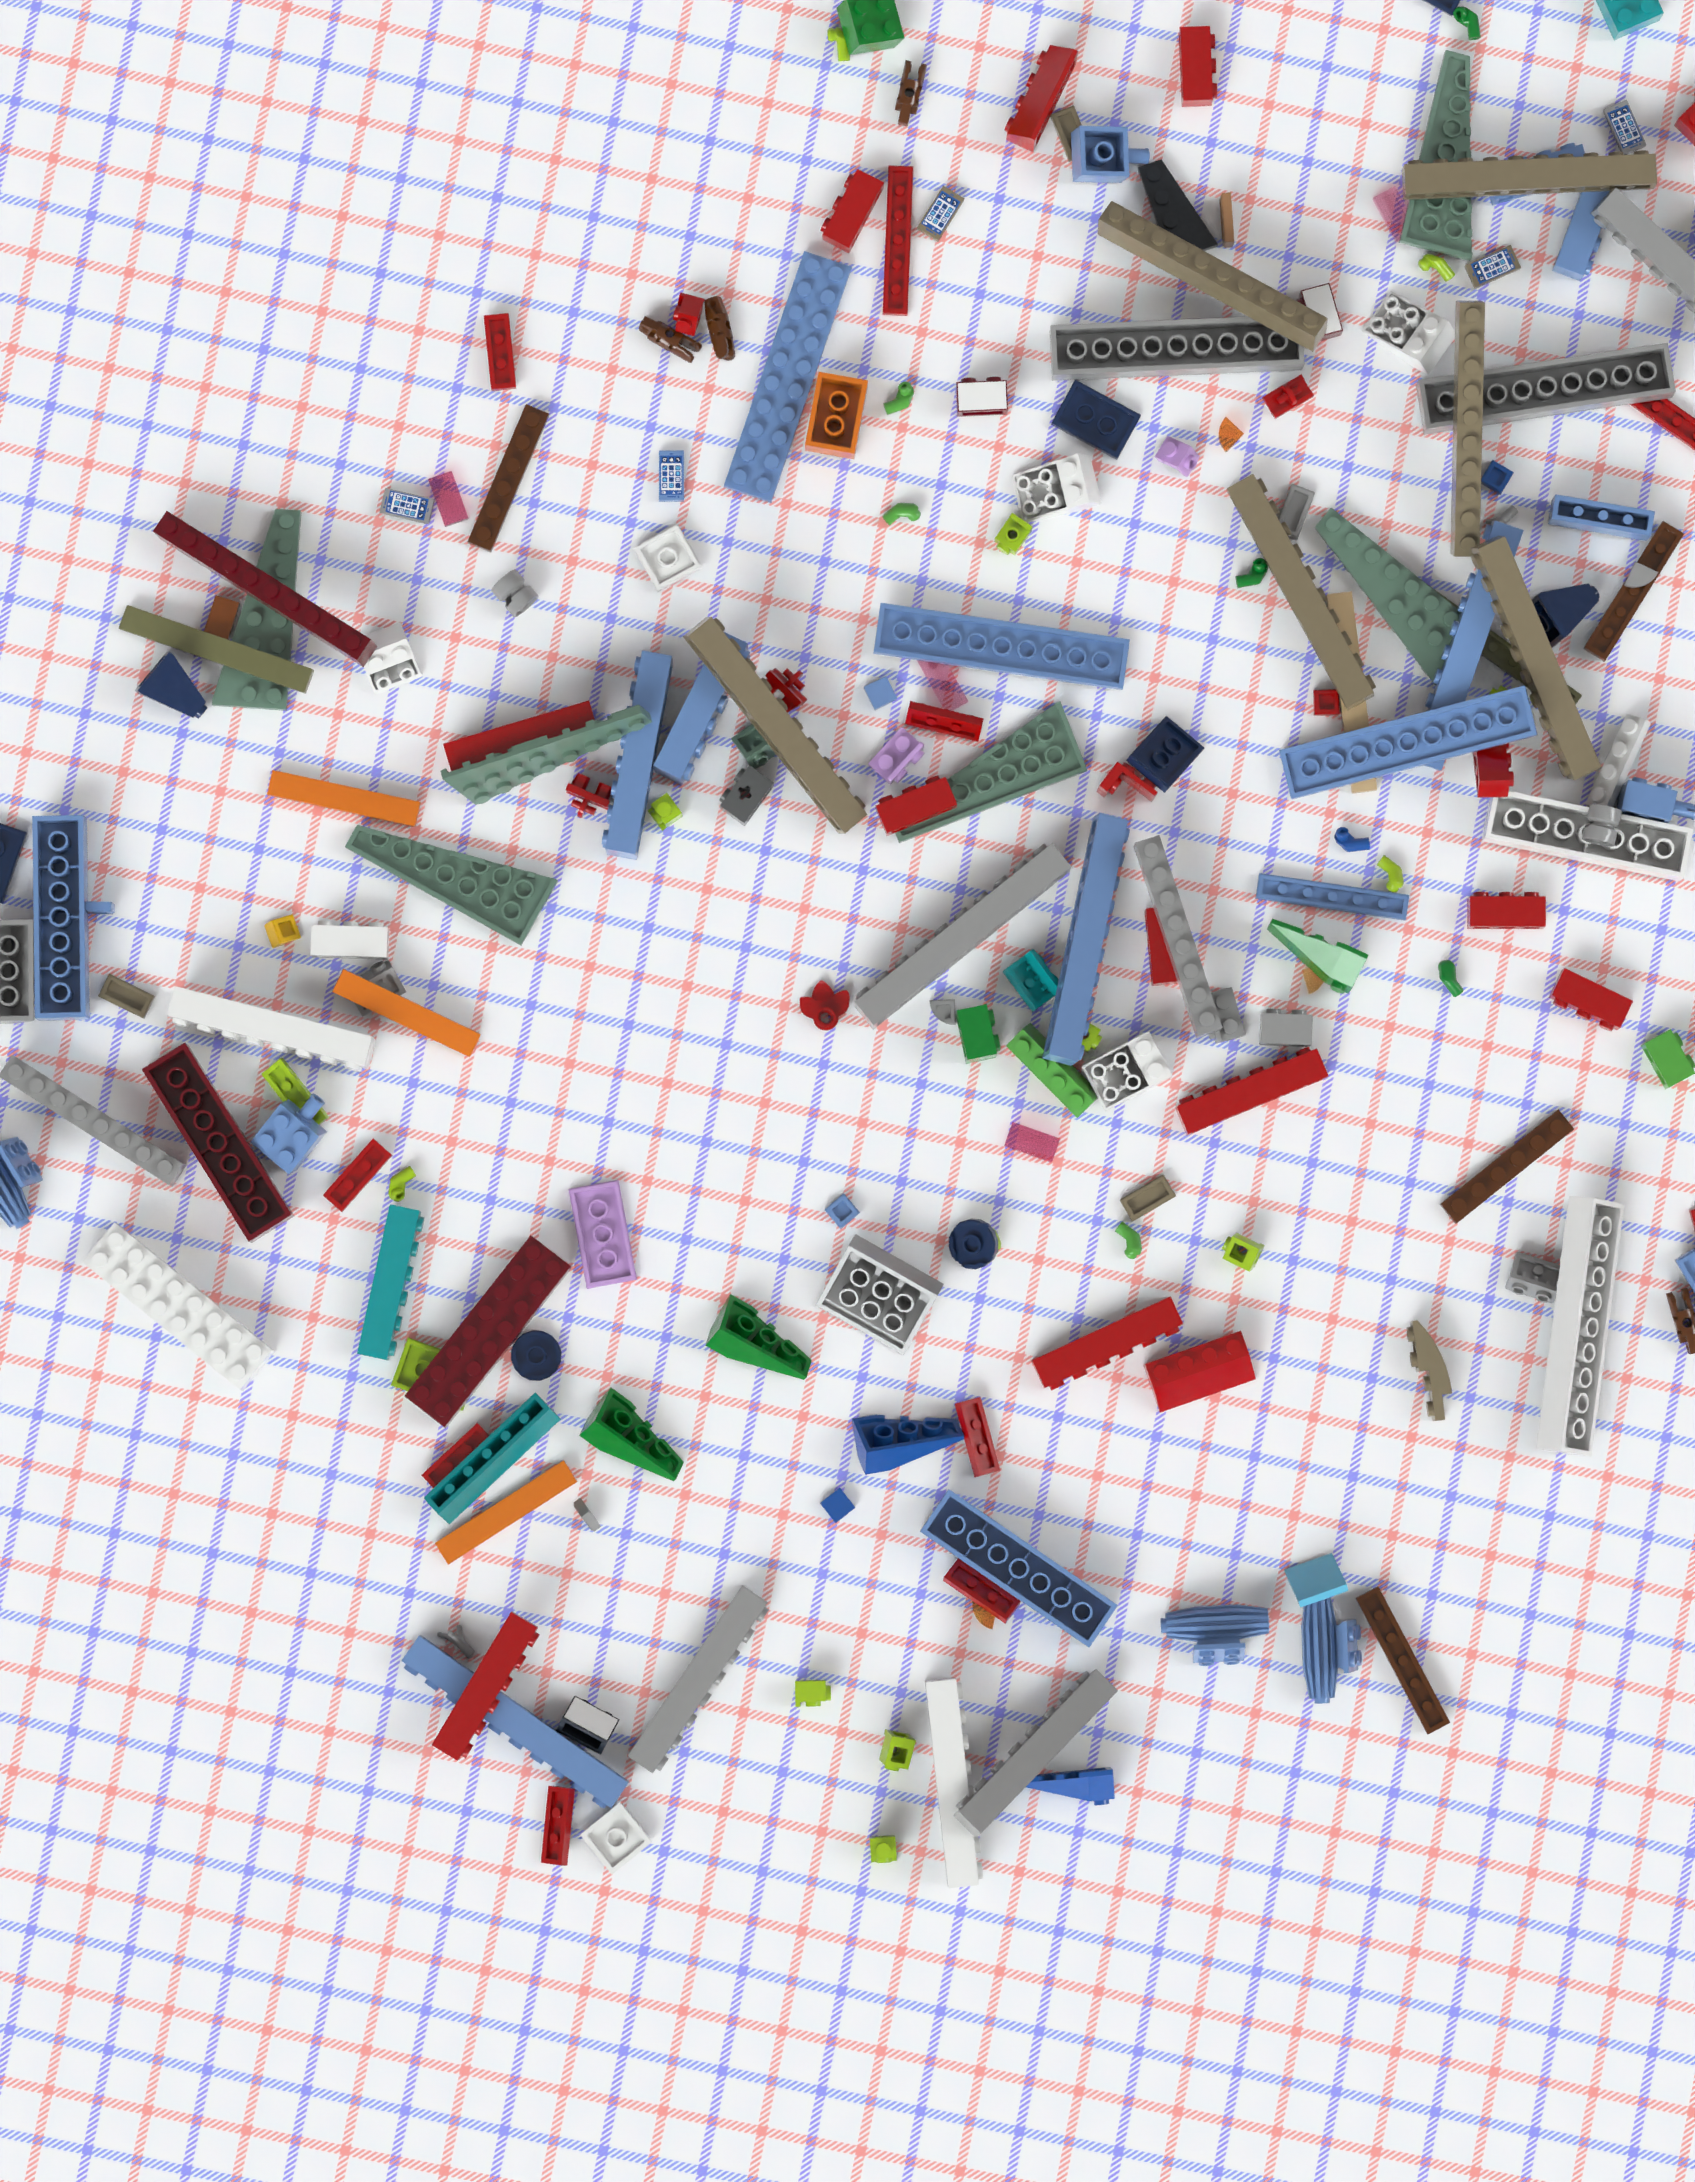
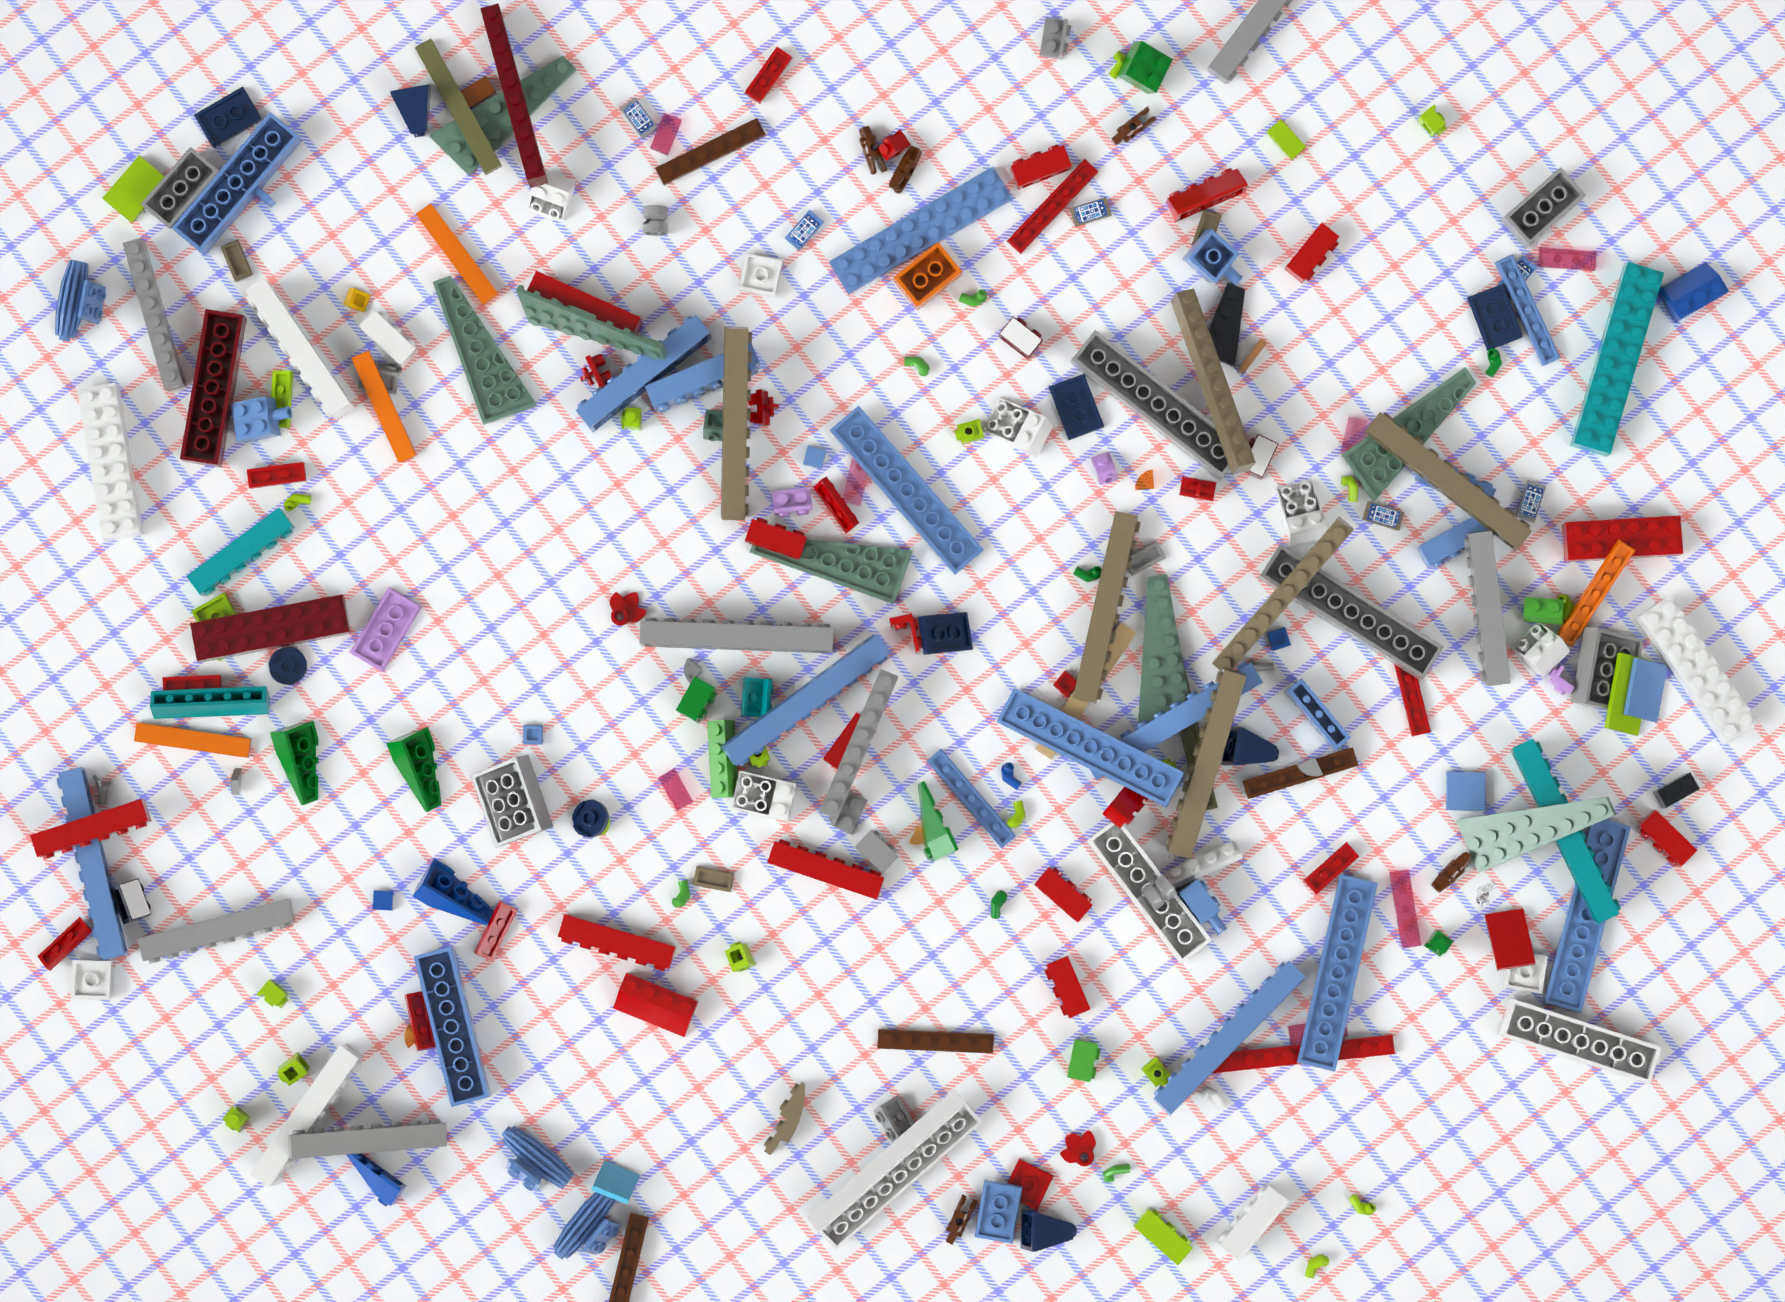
camera: 45 degrees right, 0 degrees up
(744, 809) = (696, 452): dark grey brick -> none
(753, 71) = (1053, 38): none -> light grey bracket

